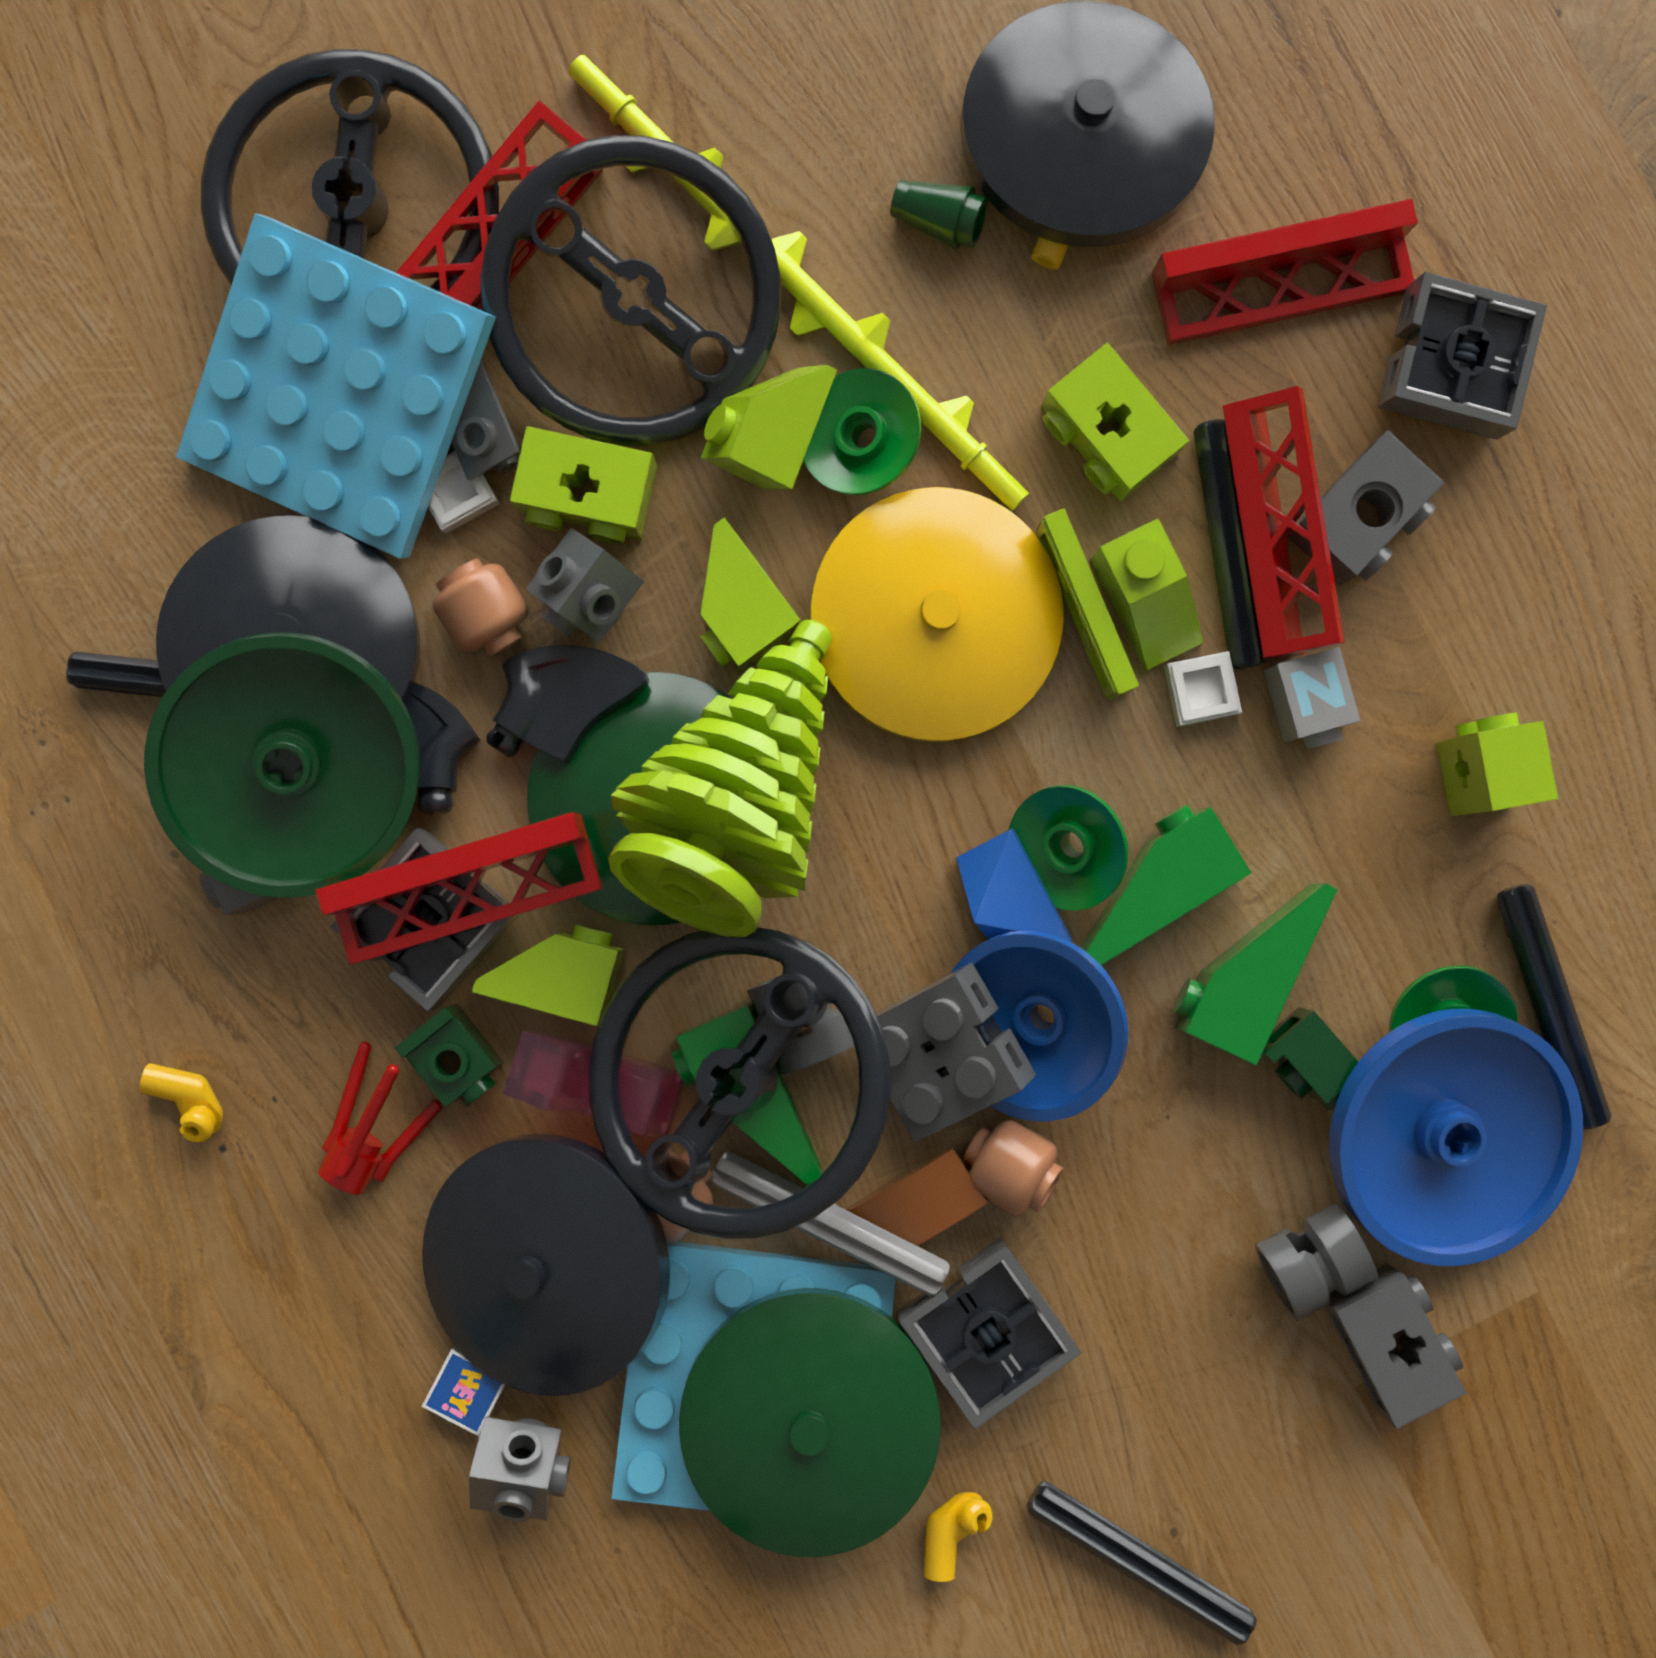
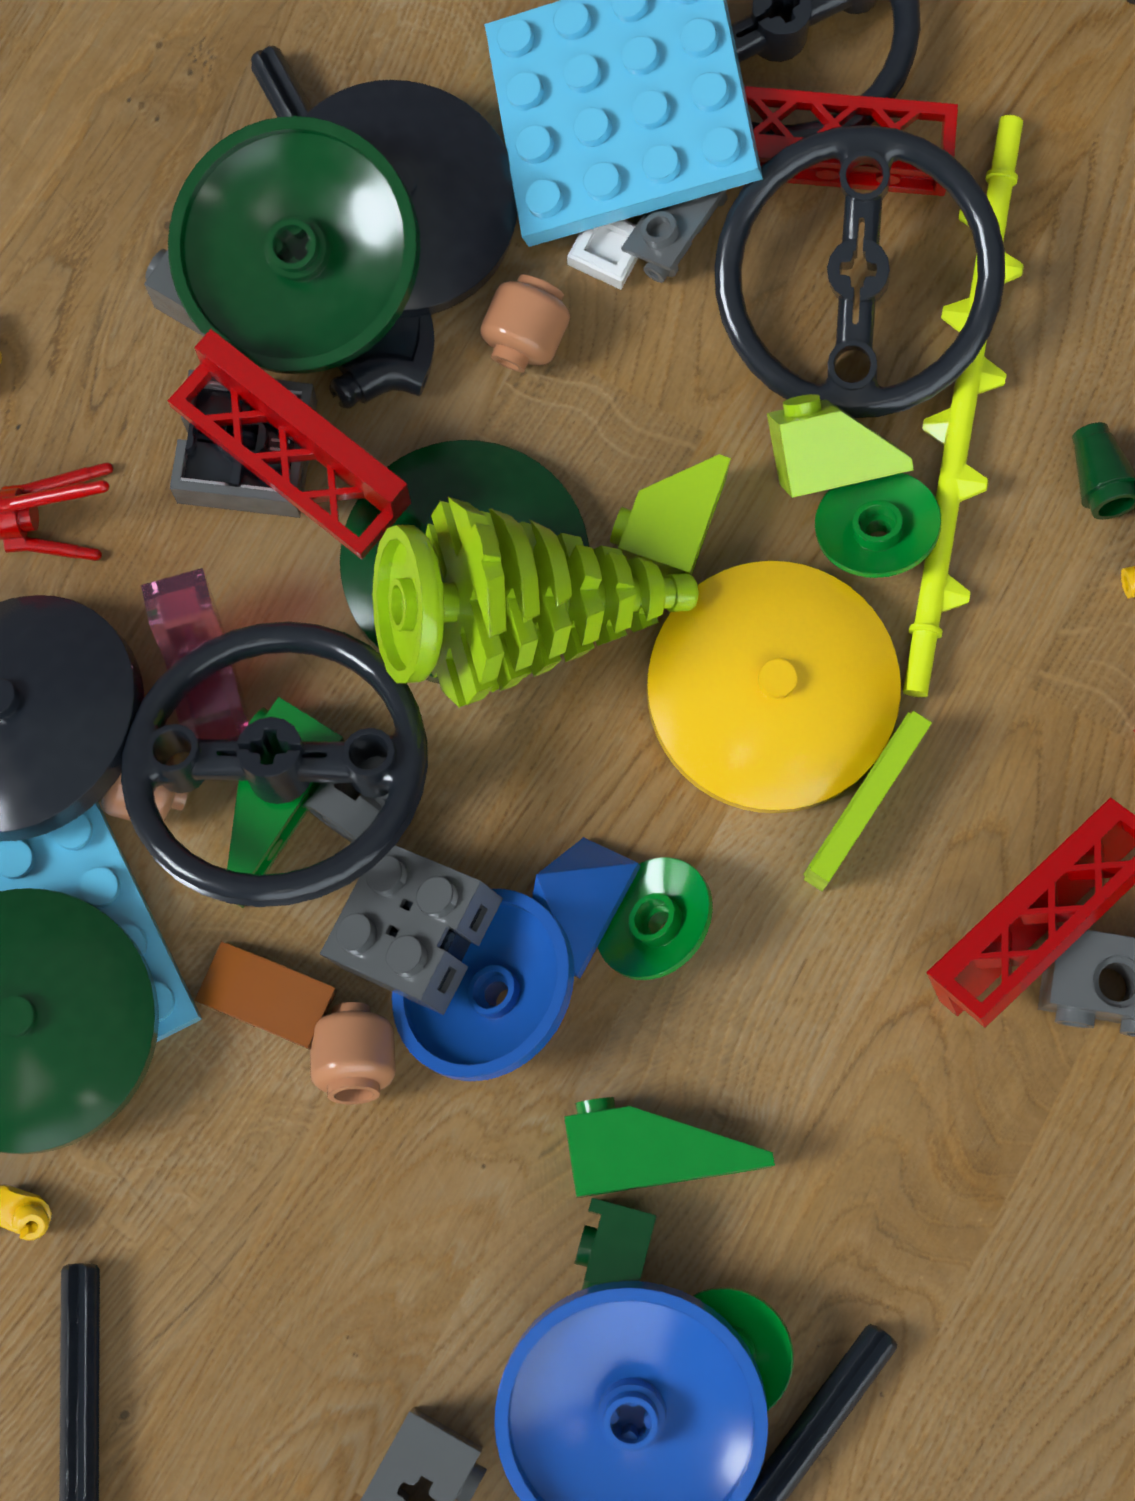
camera: 55 degrees right, 10 degrees down
(456, 1032) = (157, 555): dark green brick -> none
(557, 461) = (682, 307): lime brick -> none
(559, 976) = (268, 573): lime slope -> none
(560, 697) = (495, 431): black arm -> none
(583, 587) = (596, 389): dark grey brick -> none
(836, 1226) = (205, 943): light grey axle -> none
(1004, 1354) = (196, 1125): piece -> none
(1104, 391) = (1055, 695): lime brick -> none
(1149, 593) = (913, 847): lime slope -> none
(1167, 879) = (687, 1022): green slope -> none
(1202, 689) = (867, 949): white tile -> none
(1228, 545) = (997, 887): black axle -> none
(1312, 698) = (923, 1042): light grey brick -> none
(1316, 1261) = (441, 1370): dark grey wheel -> none
(1496, 765) = (974, 1231): lime brick -> none

